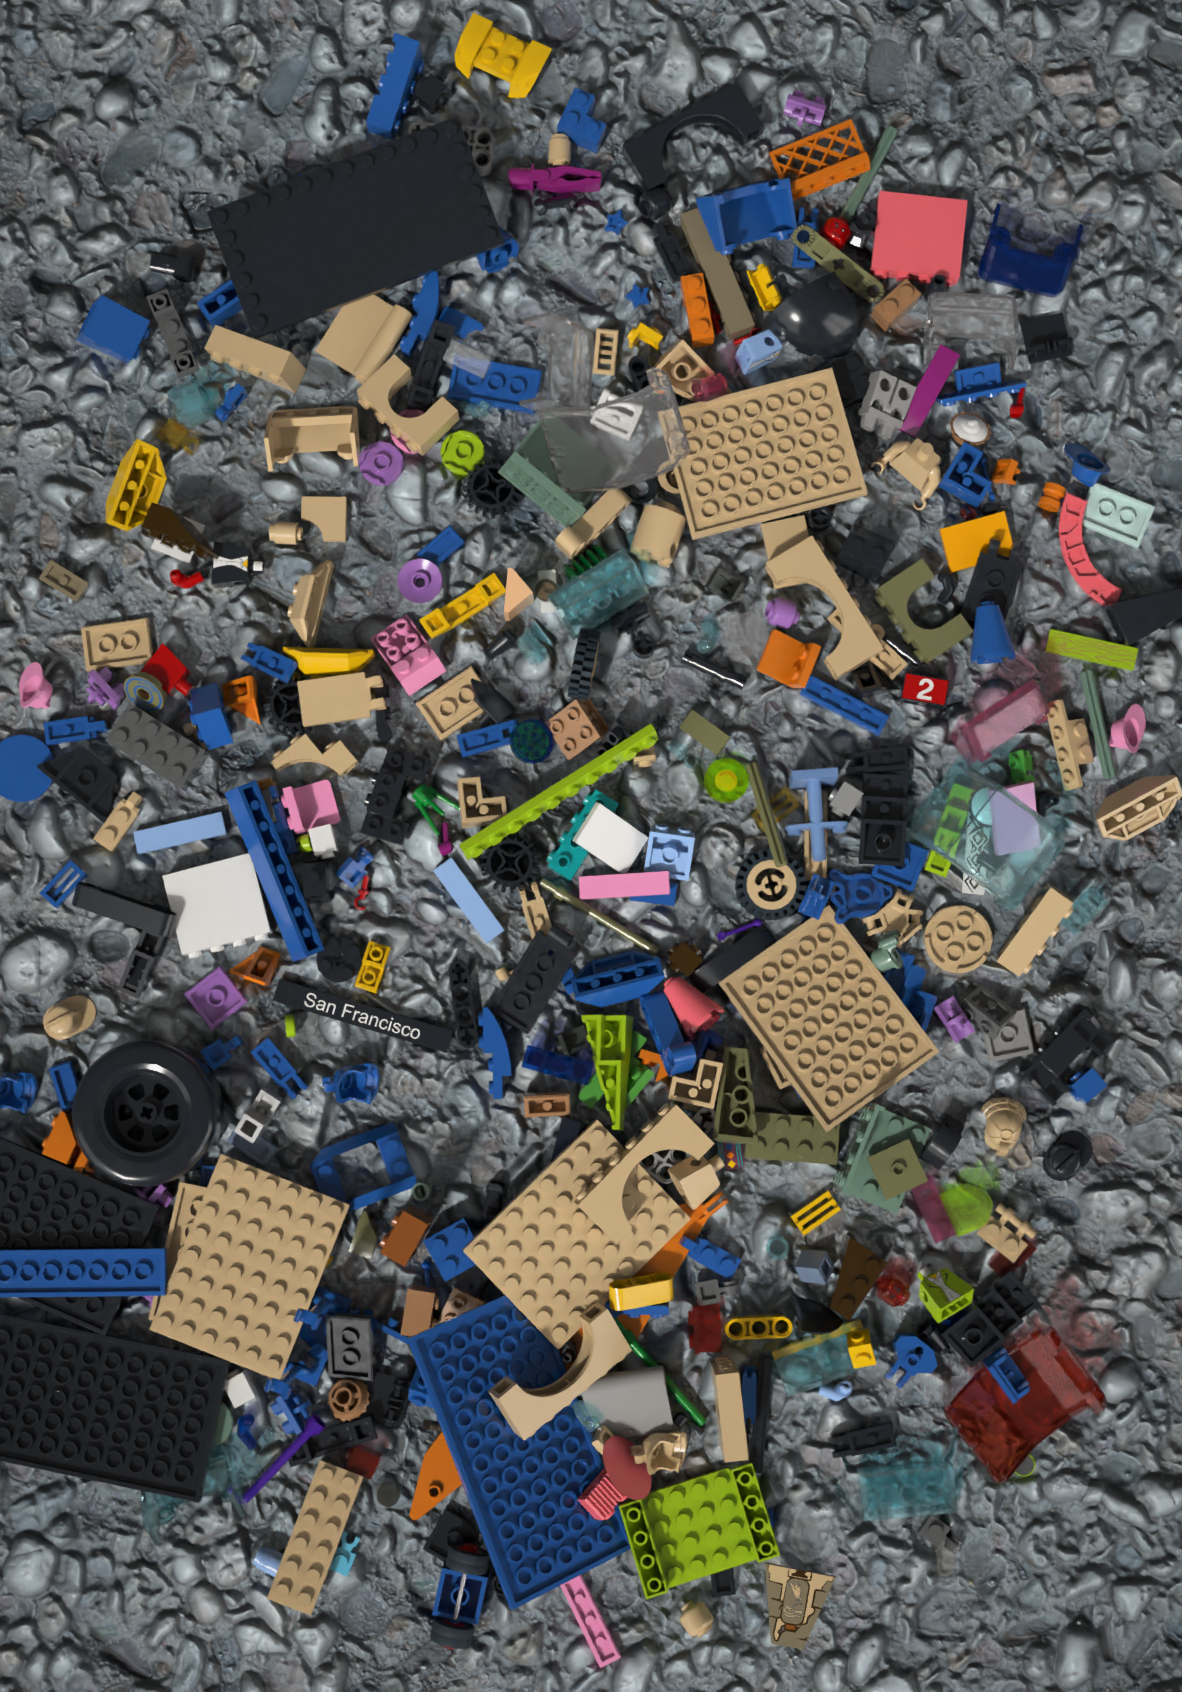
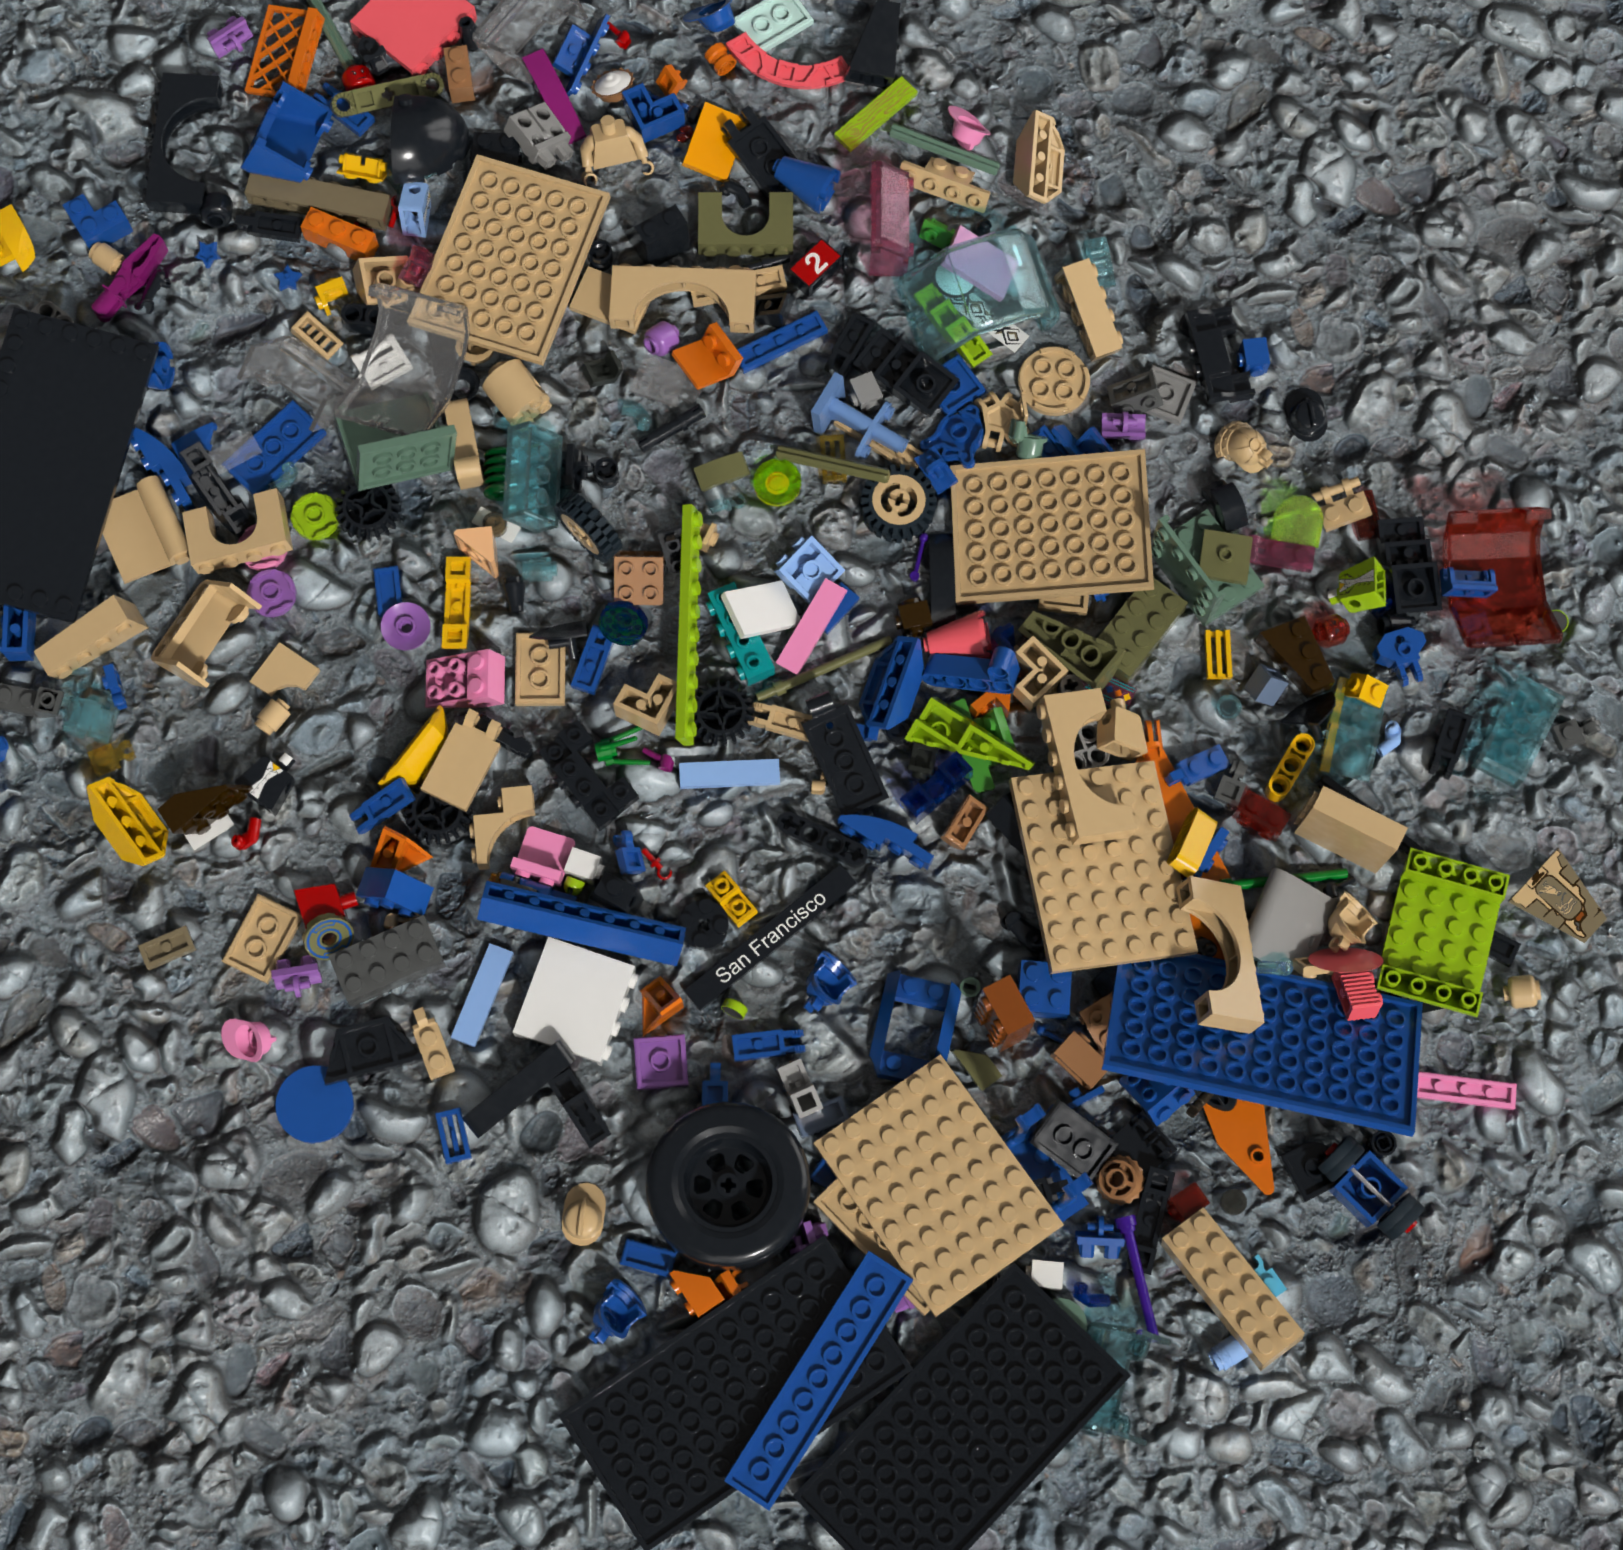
camera: 60 degrees left, 10 degrees down
(73, 730) = (314, 1030): blue hinge -> none
(310, 602) = (353, 736): tan wedge -> none

